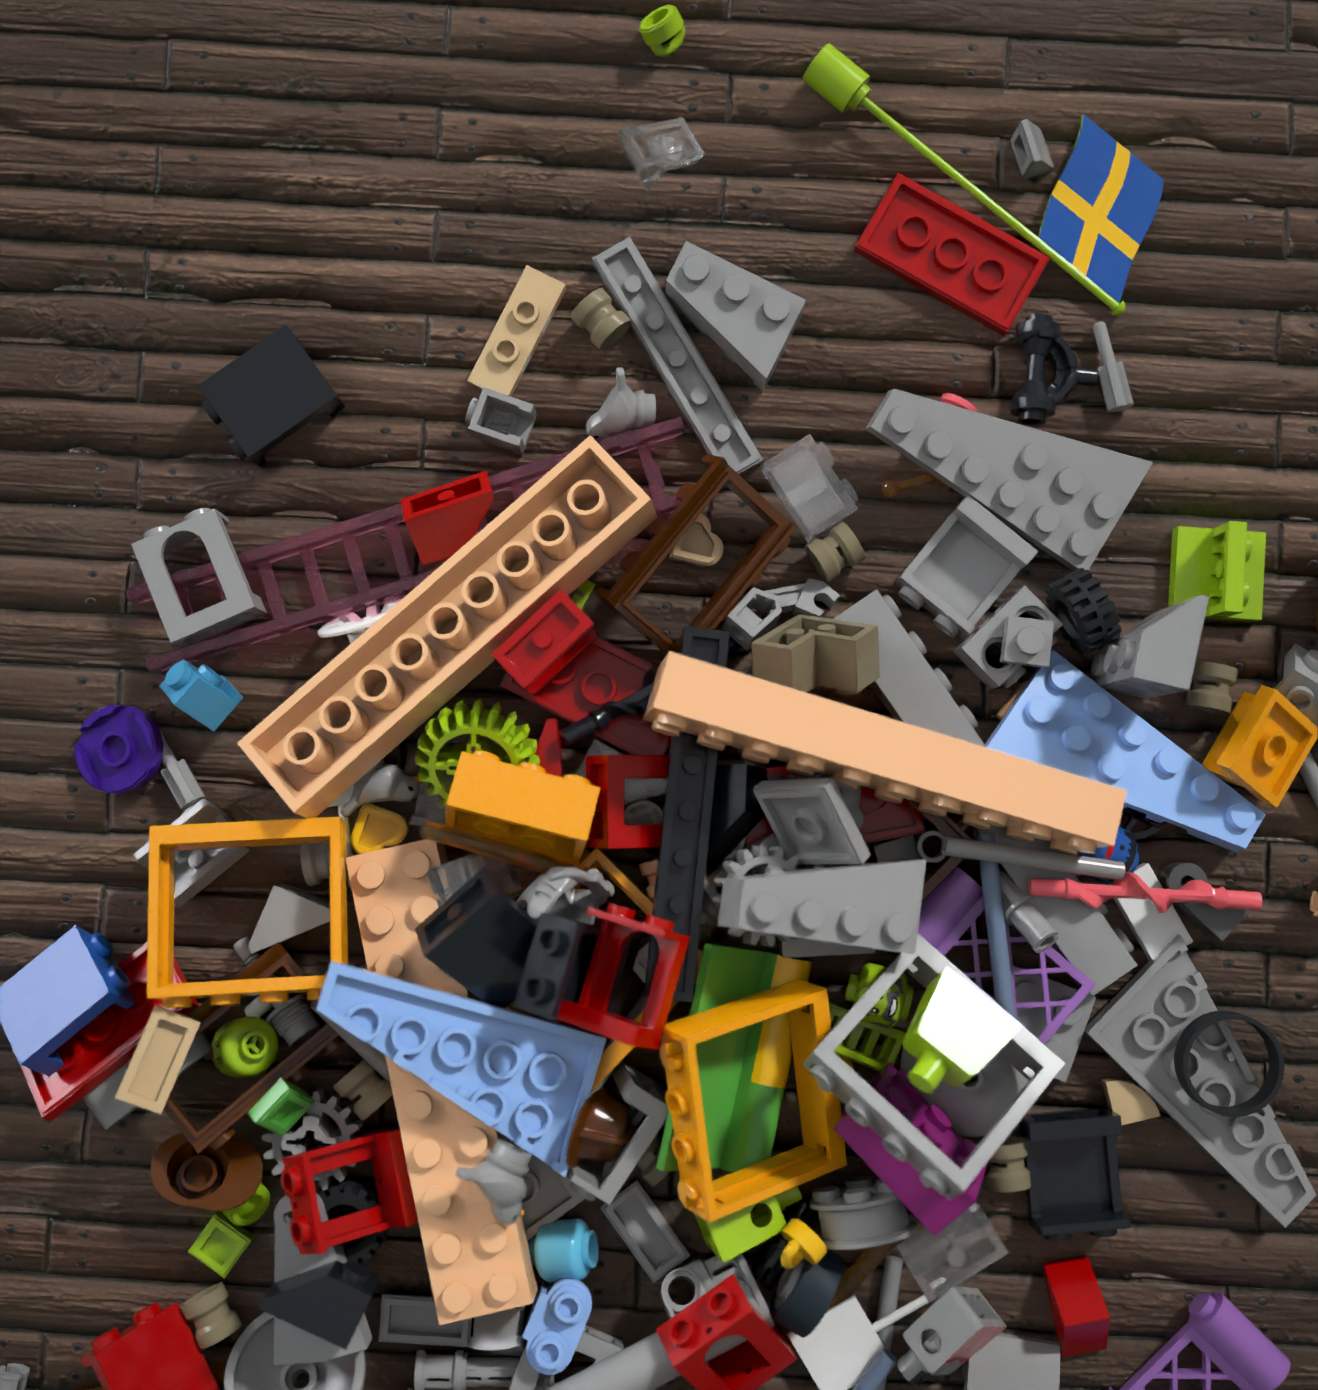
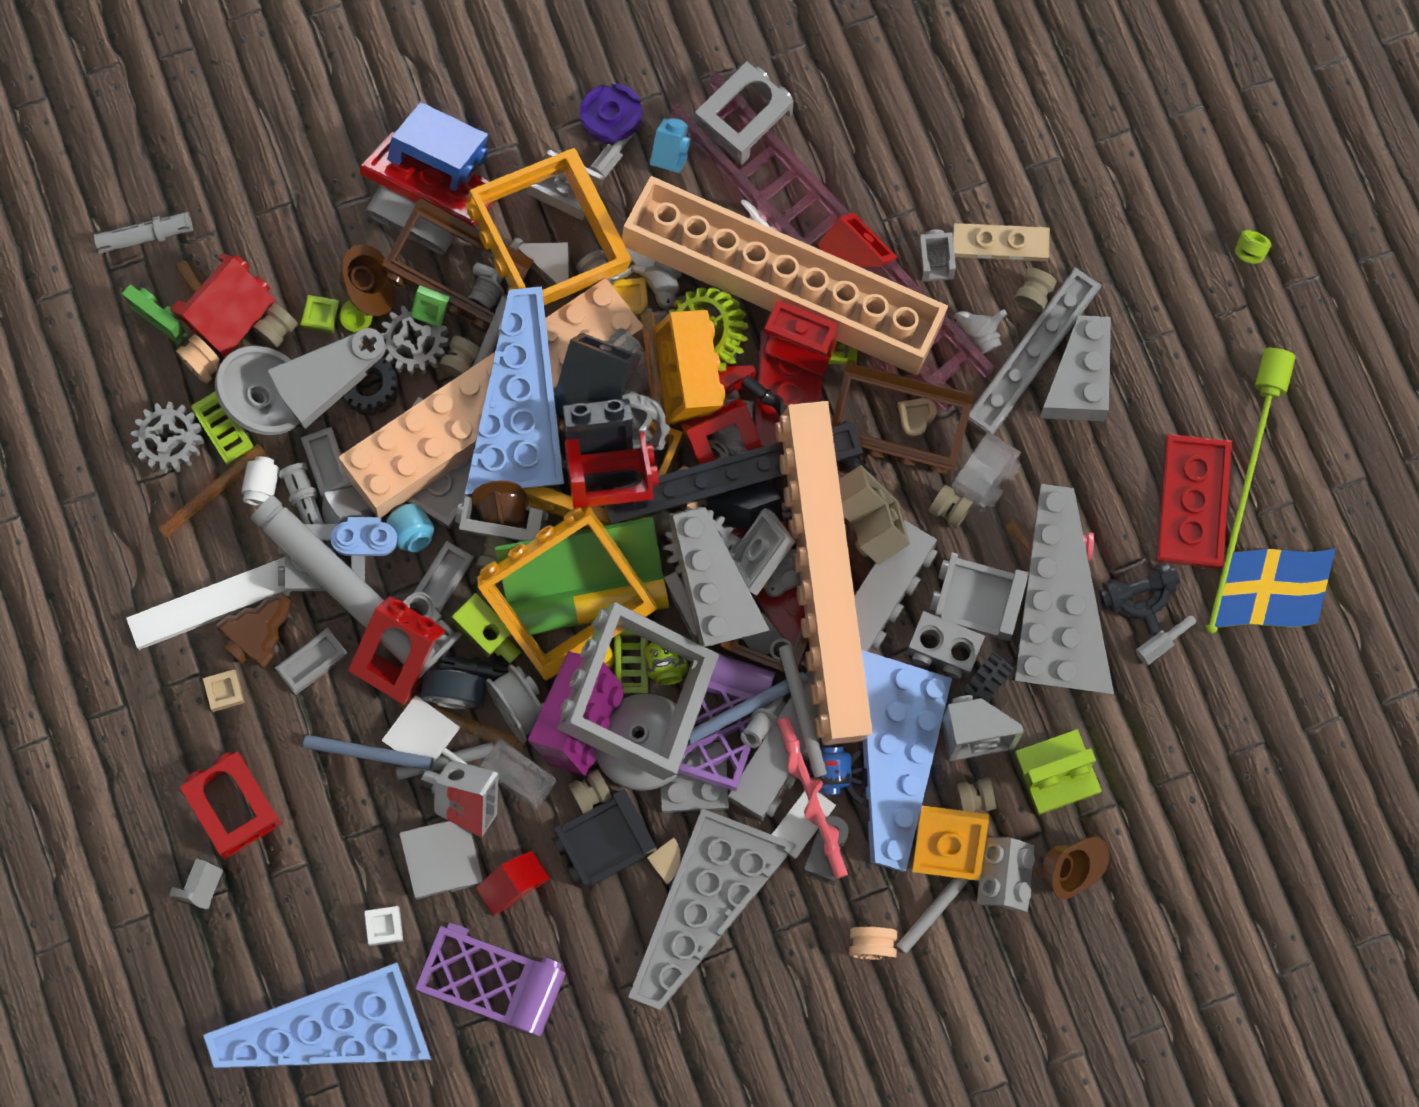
camera: 70 degrees right, 10 degrees down
(158, 1059) = (432, 215): tan tile -> none
(244, 1047) = (456, 270): lime head -> none
(268, 395) = (884, 104): black panel -> none
(323, 1300) = (325, 381): black slope -> none
(392, 1183) = (427, 382): red panel -> none
(501, 1179) = (447, 451): light grey animal -> none
(659, 148) = (1168, 276): clear slope -> none
(800, 598) = (907, 494): light grey piece -> none
(801, 1244) = (486, 665): yellow tile -> none
(954, 1032) = (665, 687): torso -> none
(1027, 641) = (946, 650): light grey plate -> none
(1031, 150) = (1293, 523): light grey slope -> none
(1275, 1071) = (717, 872): black tyre -> none

